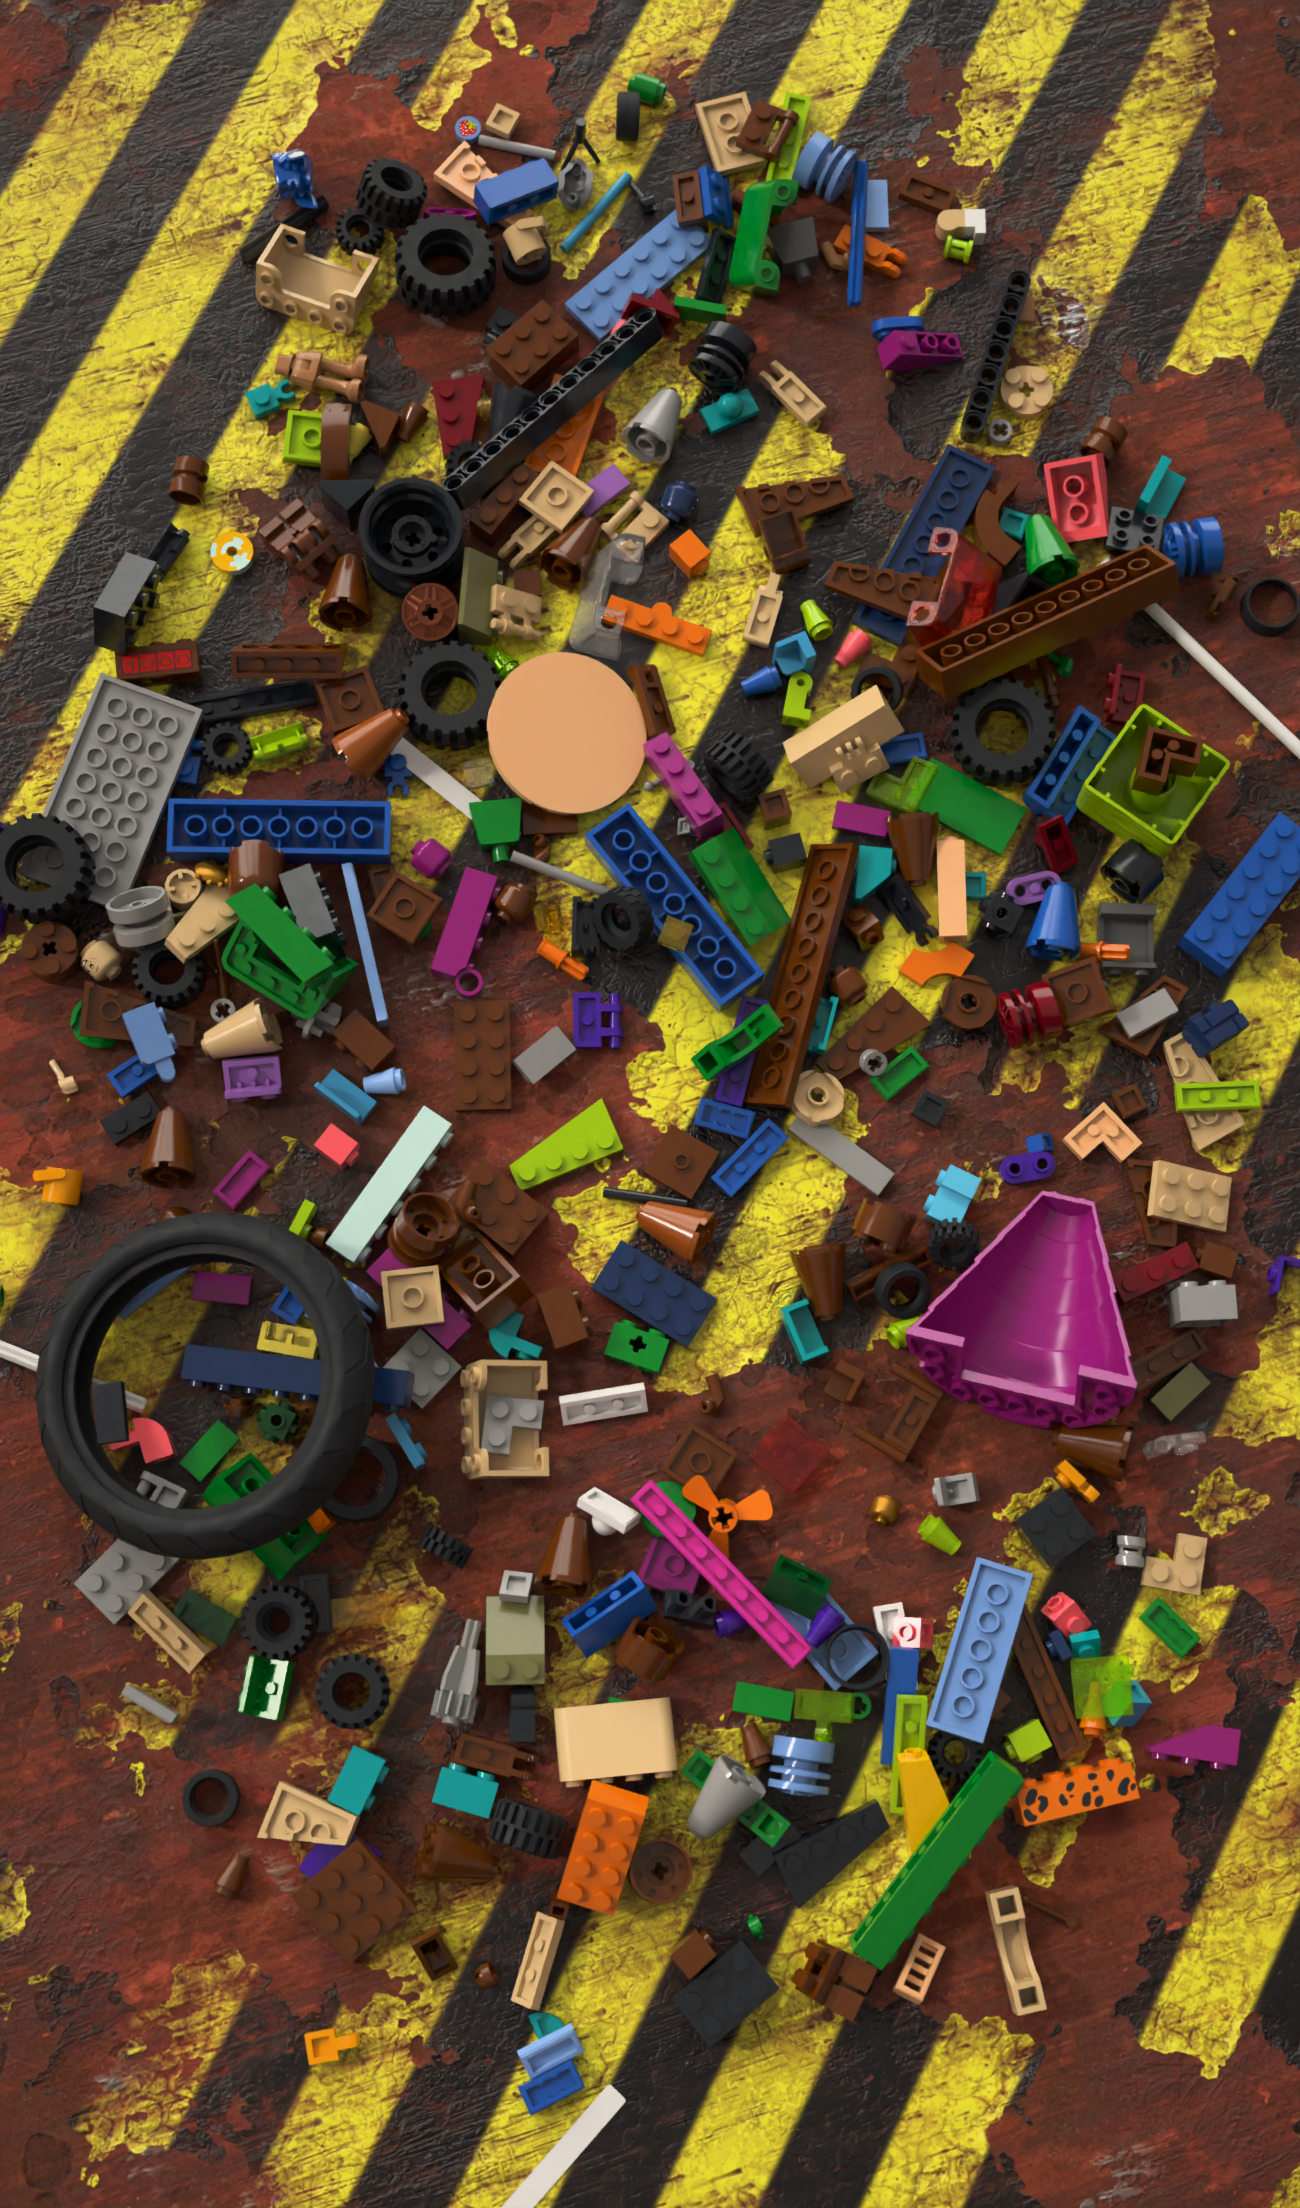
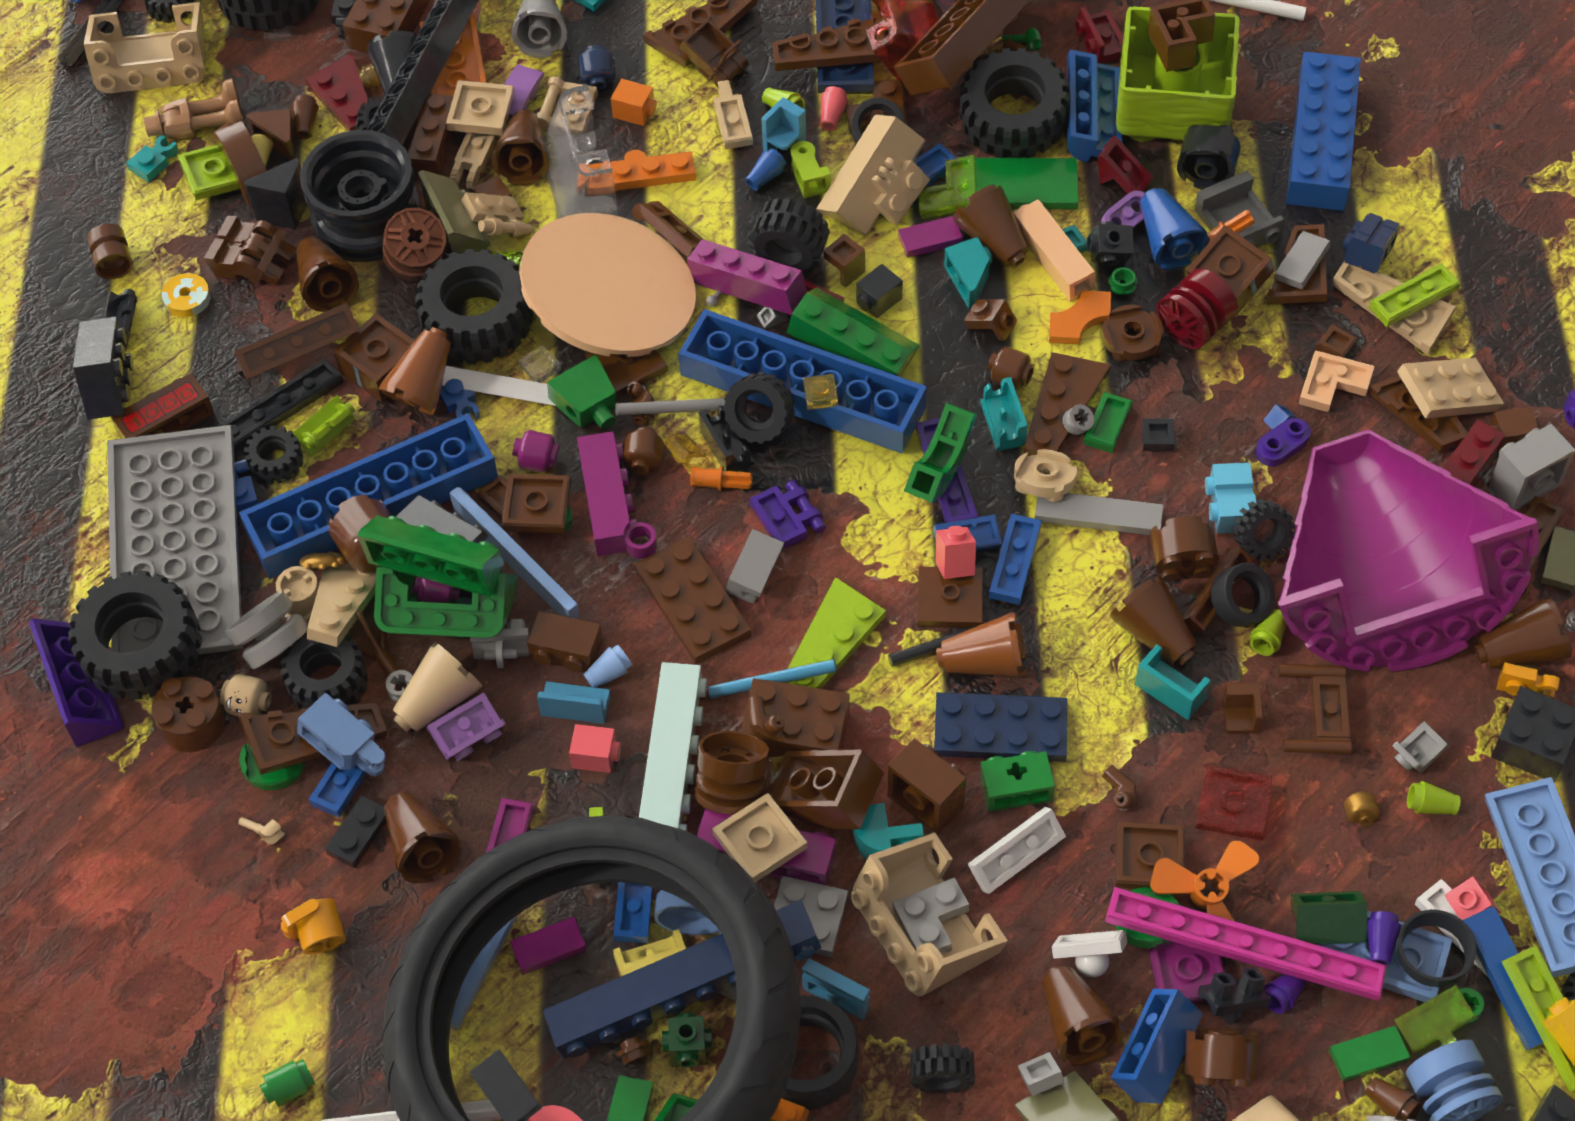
camera: 20 degrees left, 20 degrees down
(502, 1162) = (782, 676): none -> dark azure bar
(701, 1132) = (955, 552): none -> coral brick
(802, 973) = (963, 377): reddish brown plate -> none
(907, 908) = (1021, 282): black plate -> none
(996, 945) = (1120, 276): none -> green plate

